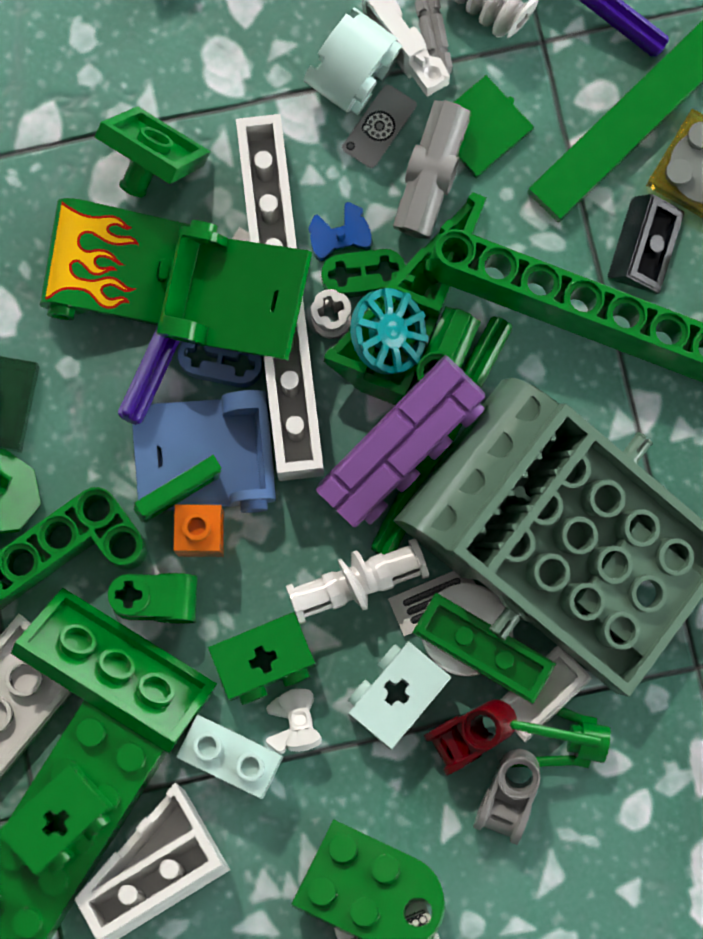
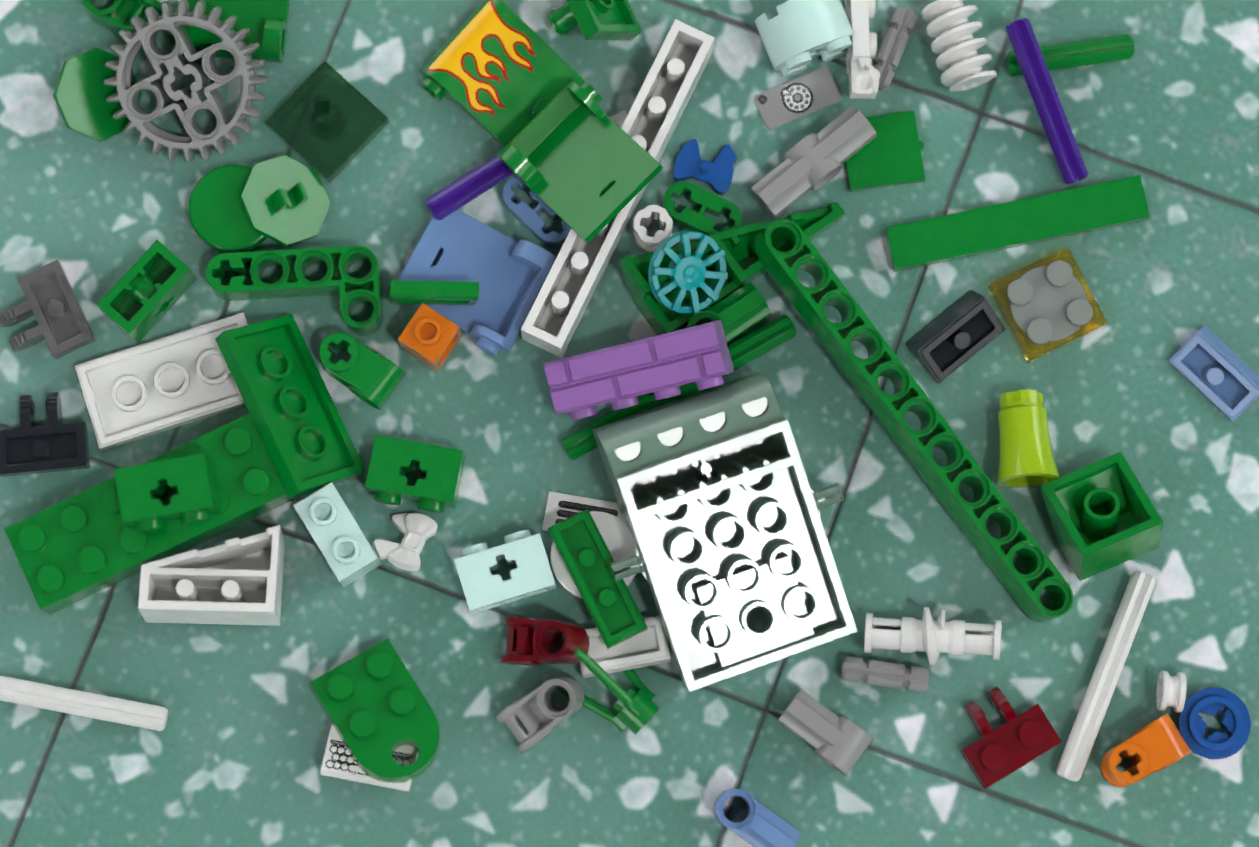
camera: 30 degrees right, 0 degrees up
(357, 581) = (530, 460): white piece -> none

